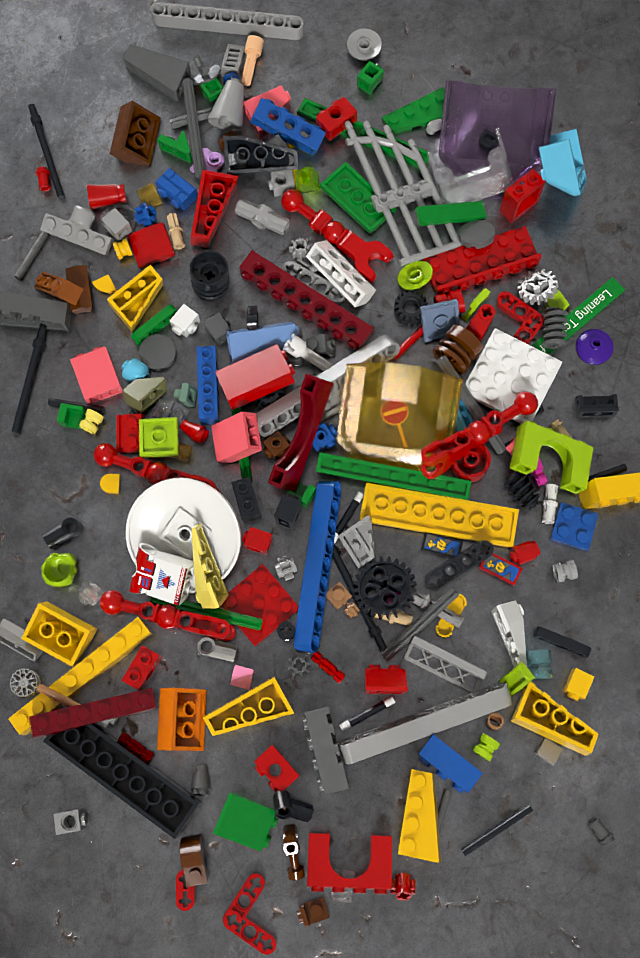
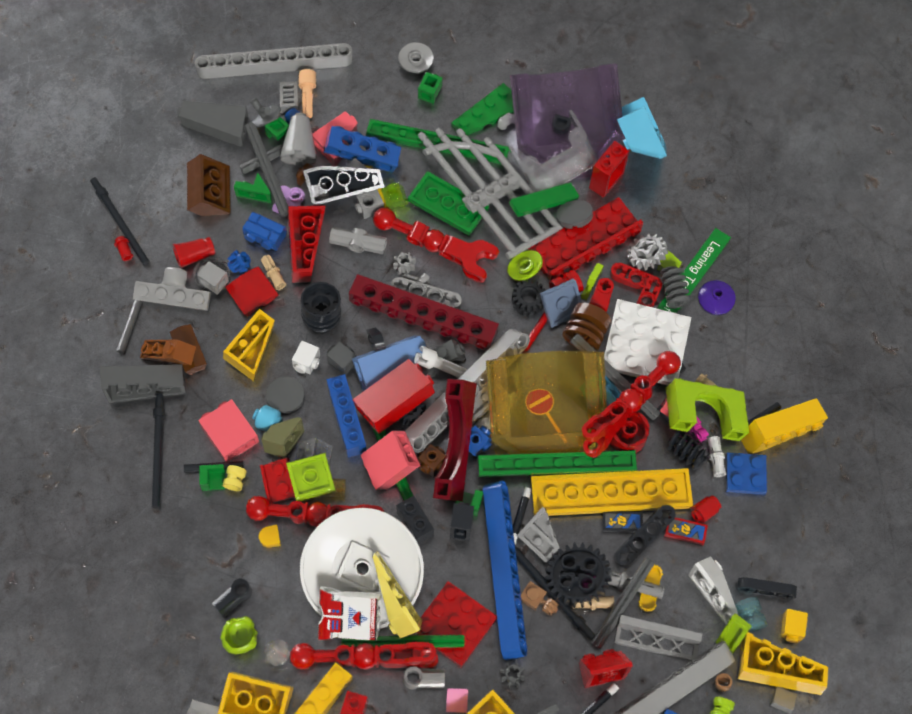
camera: 20 degrees left, 10 degrees down
(105, 284) = (213, 339): yellow tile -> none
(122, 248) = (223, 300): yellow wheel -> none
(149, 195) = (237, 242): clear yellow slope -> none
(154, 325) = (275, 368): green beam -> none
(186, 394) = (326, 430): sand green tile -> none
(195, 431) = (344, 464): red cone -> none
(257, 540) = (437, 558): red brick -> none
(285, 568) = (473, 579): light grey gear -> none
(290, 636) = (494, 639): black bush -> none
(327, 666) = (541, 669): red axle -> none
(334, 126) = (408, 122): red brick -> none
(341, 273) = (451, 278): white brick -> none
(565, 571) = (750, 518): light grey wheel -> none
(596, 406) = (735, 353): black hinge -> none

